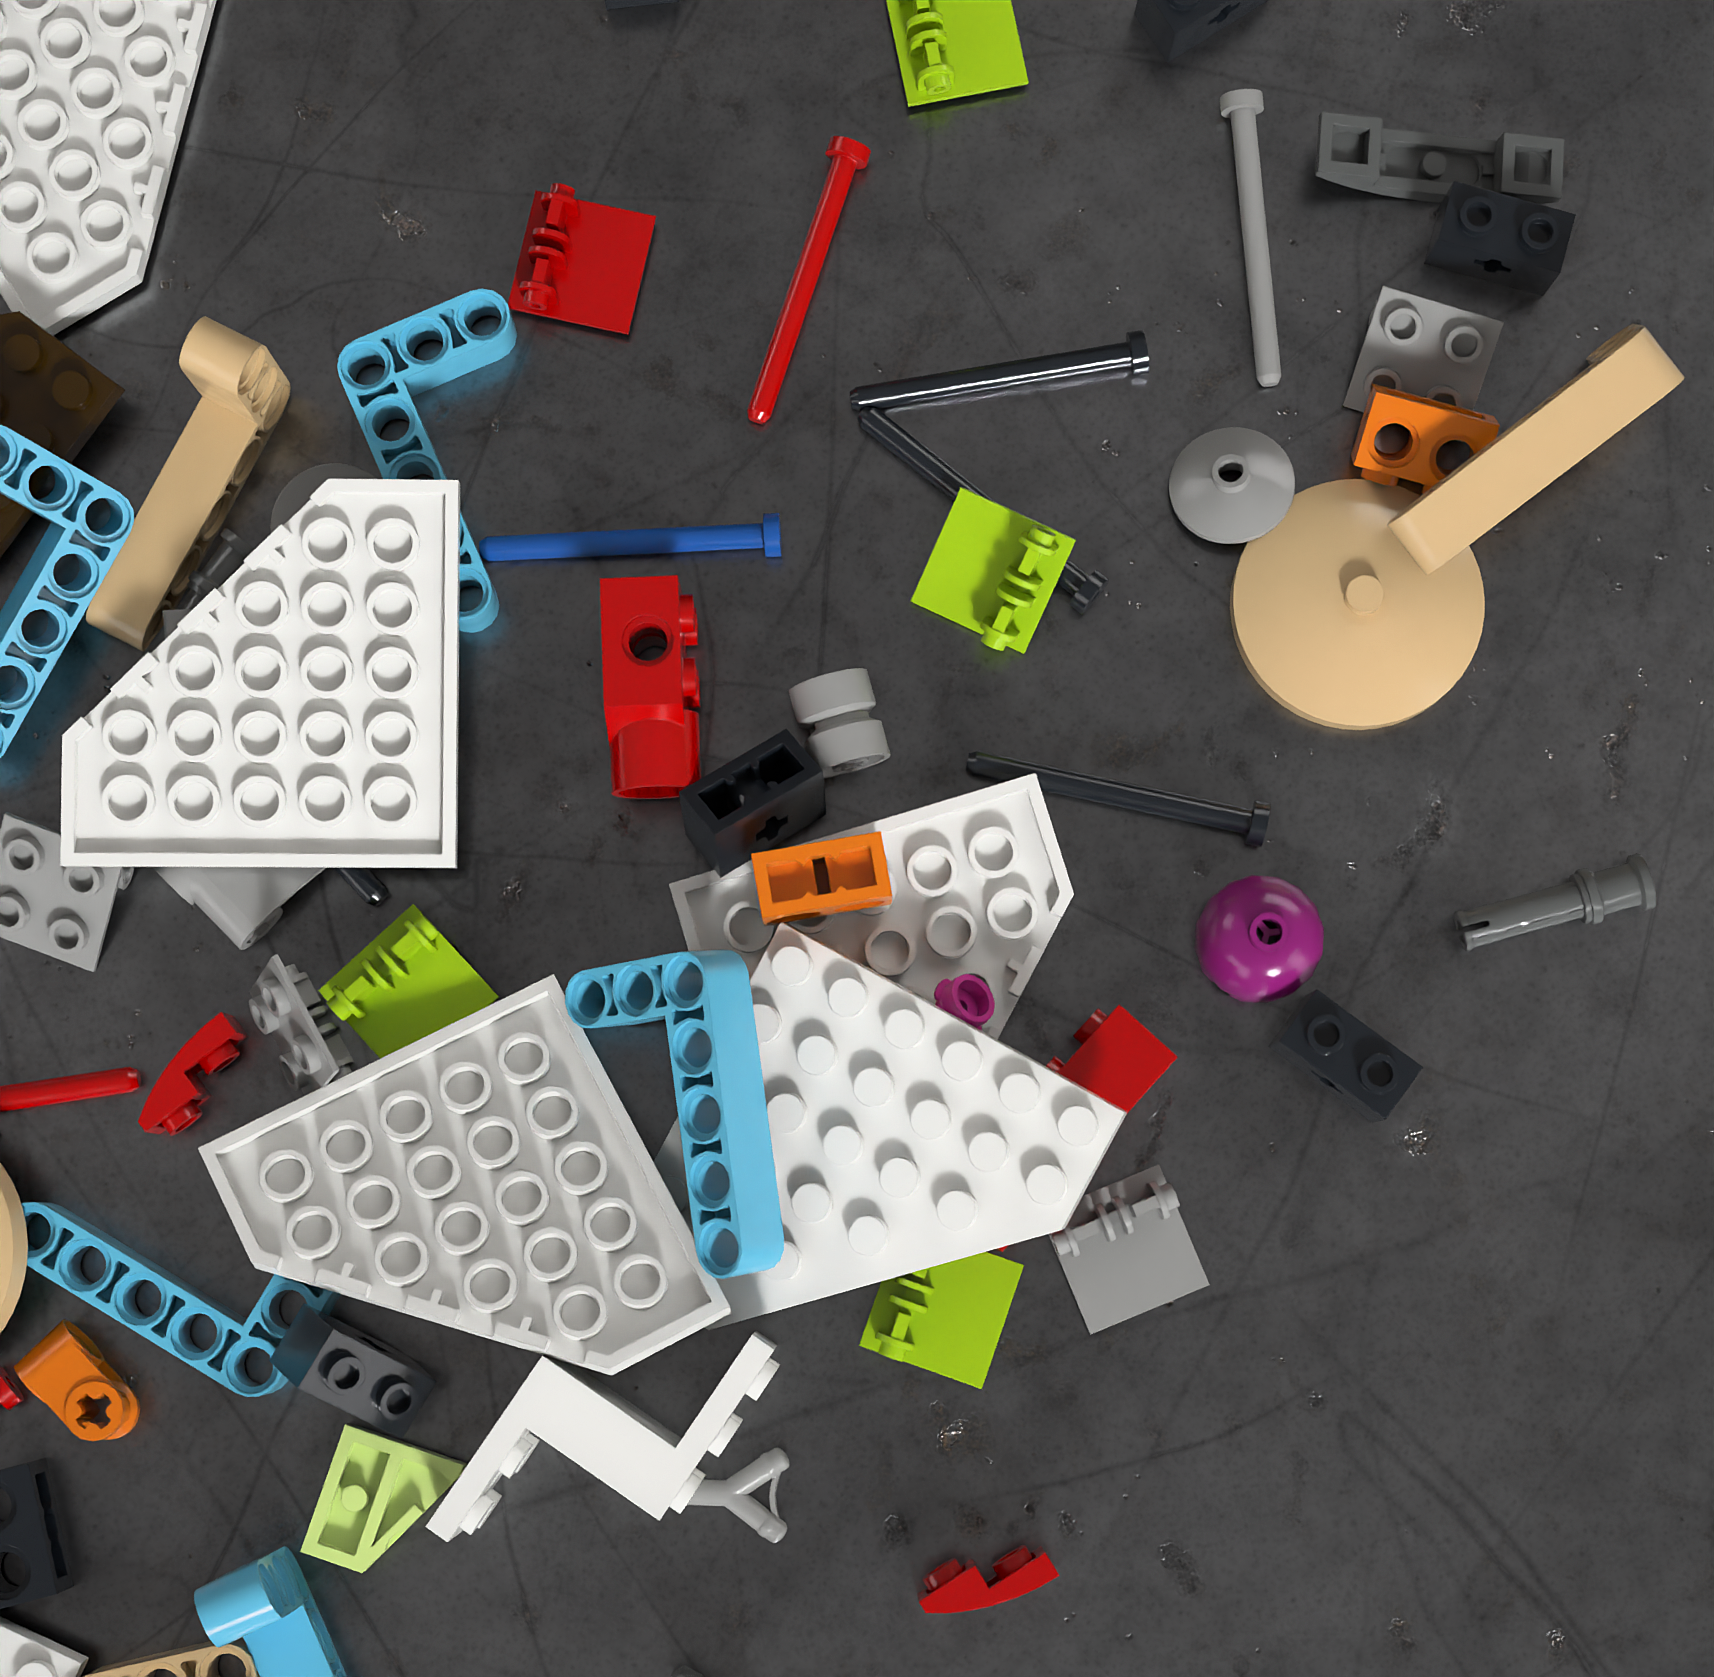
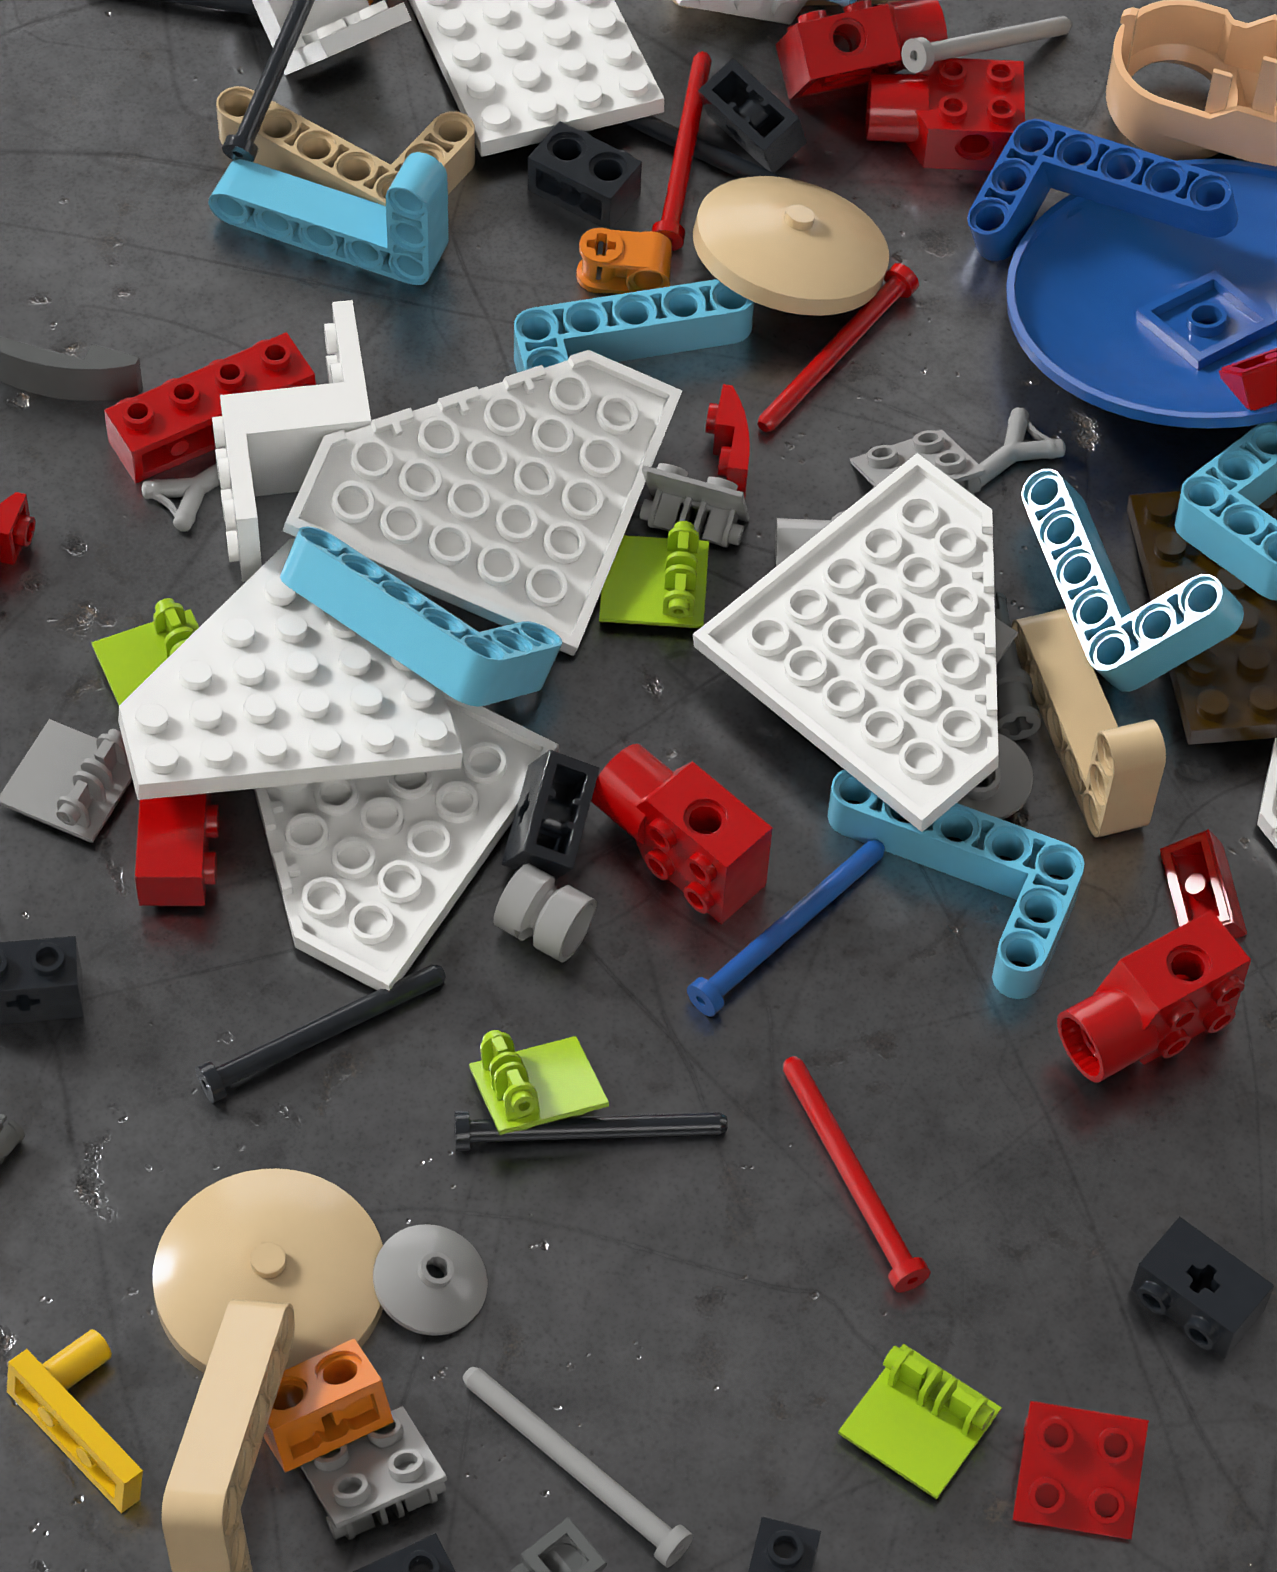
camera: 135 degrees right, 25 degrees down
(254, 266) = (1202, 881): none -> red slope
(352, 1371) = (476, 354): black brick -> none
(374, 1496) = (403, 334): yellowish green wing -> none
(420, 171) = (1157, 999): none -> red brick
(581, 261) = (1005, 1059): red hinge -> none
(638, 1570) = (176, 418): none -> red brick
(822, 878) = (461, 793): orange brick -> none
(966, 999) = (293, 816): dark pink plate -> none
(1006, 374) = (582, 1306): black bar -> none
(1235, 955) = (145, 1015): magenta cylinder -> none
(1631, 654) = (44, 1397): none -> yellow piece

